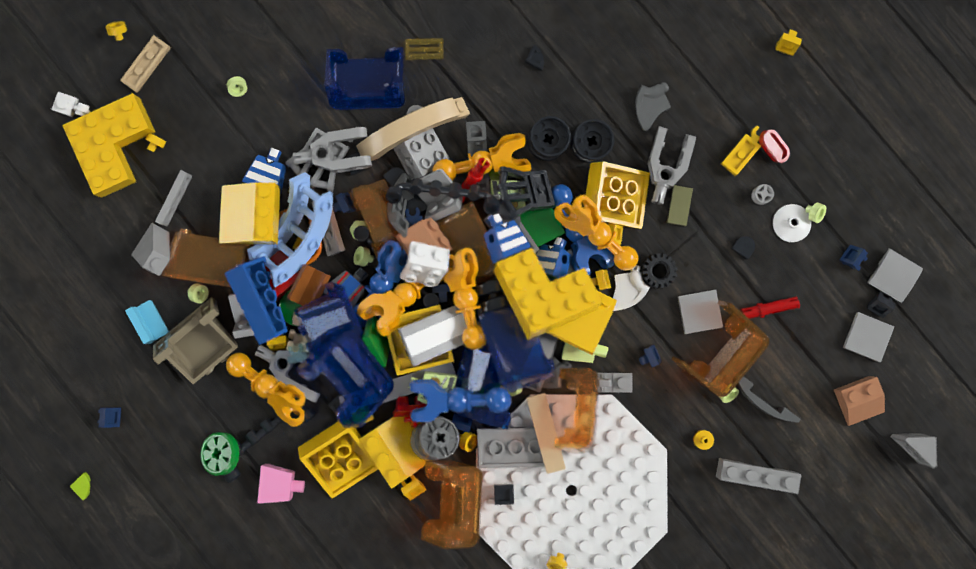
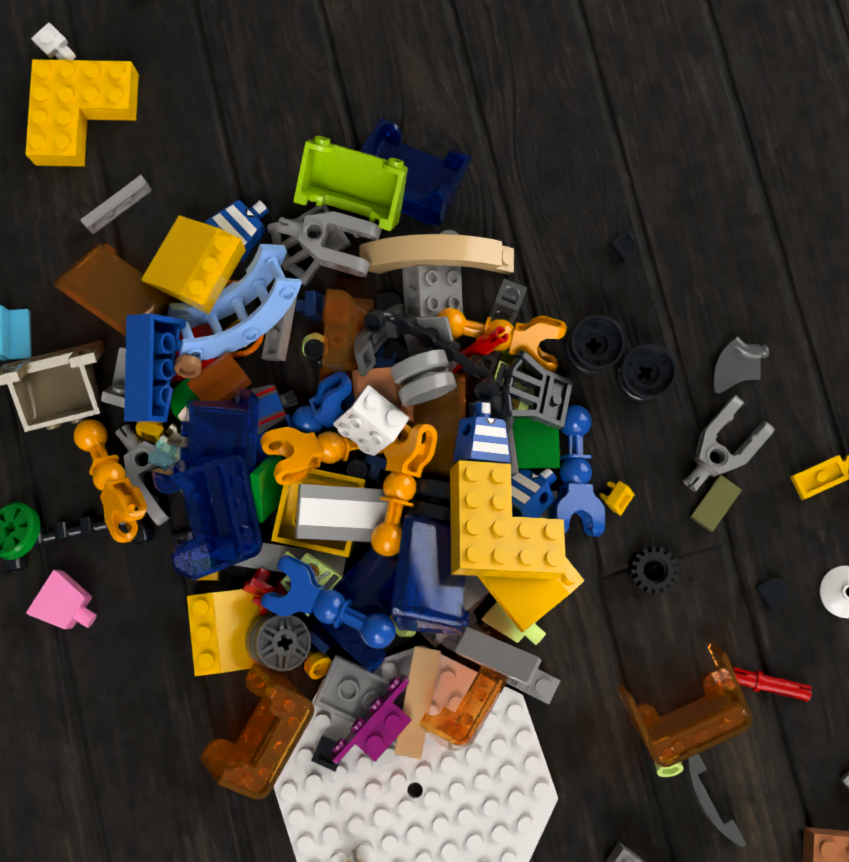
camera: 25 degrees right, 5 degrees down
(145, 63) = (164, 38): tan tile -> none
(153, 249) = (61, 251): light grey slope -> none
(154, 142) = (128, 129): yellow tile -> none
(198, 293) = (87, 328): yellowish green tile -> none
(236, 86) = (255, 112): yellowish green tile -> none
(283, 287) = (188, 366): none -> medium nougat tile
(330, 105) = (352, 181): none -> lime windscreen
(337, 458) = (148, 607): yellow slope -> none
(362, 256) = (302, 379): yellowish green tile -> none
(413, 488) = (222, 690): yellow tile -> none
(424, 49) = (492, 180): clear yellow tile -> none
(445, 216) = (423, 377): none -> light grey wheel
(528, 461) = (378, 727): none -> magenta bracket
(584, 377) = (498, 656): none -> light grey tile
(588, 222) = (595, 468): light orange piece -> none
(601, 279) = (577, 546): yellow tile -> none
(618, 193) = (643, 452): yellow slope -> none
(629, 289) = (606, 574): white arm -> none
(651, 355) = (593, 671): dark blue tile -> none
(699, 438) = (607, 803): yellow tile -> none
(700, 311) = (680, 645): light grey tile -> none
(766, 193) = (830, 535): light grey wheel -> none

